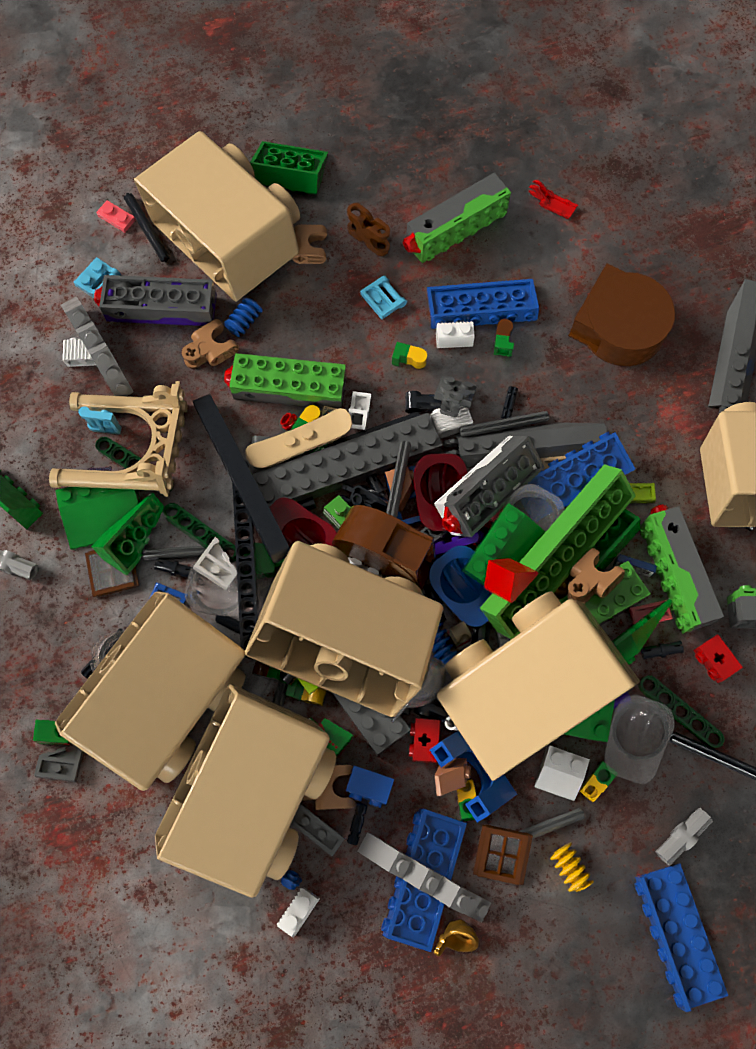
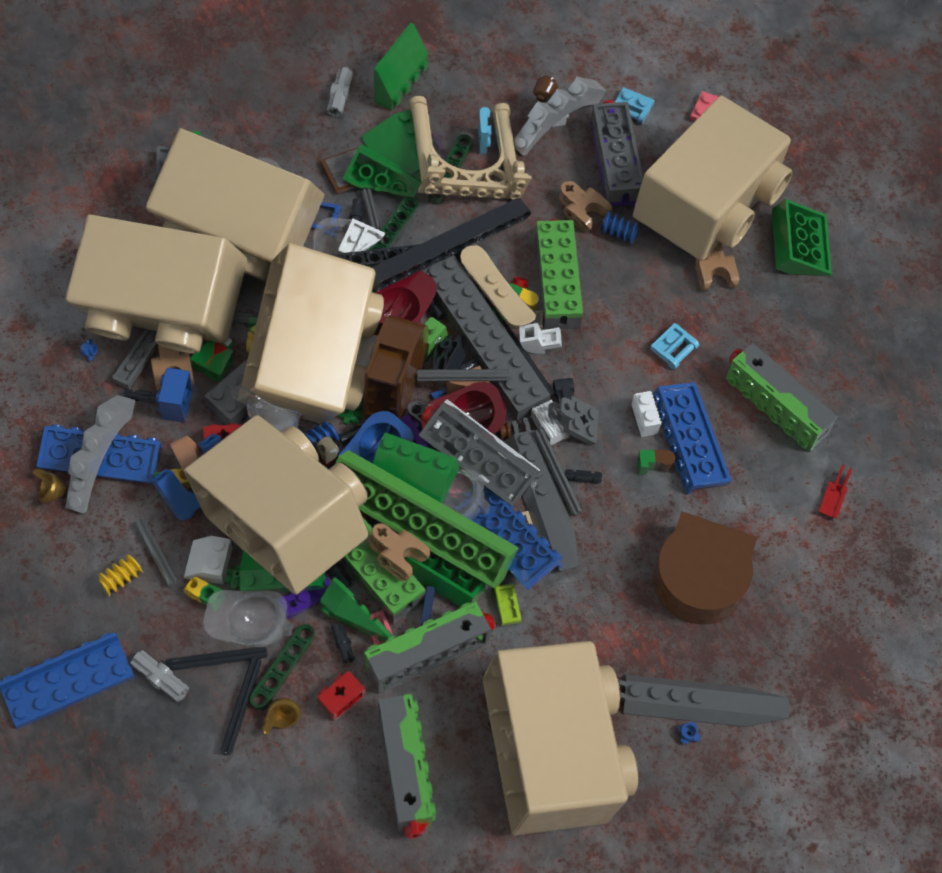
camera: 75 degrees right, 10 degrees down
(66, 349) = (545, 88): none -> reddish brown head
(298, 912) = (62, 358): white brick -> none
(368, 229) = (743, 317): reddish brown piece -> none
(409, 355) = (613, 383): leg -> none
(502, 854) = (126, 515): reddish brown piece -> none
(508, 578) = (381, 466): red slope -> none
(578, 748) = (234, 577): none -> green plant
(668, 792) = (215, 658): none -> black axle
(731, 719) = (281, 714): none -> pearl gold hat

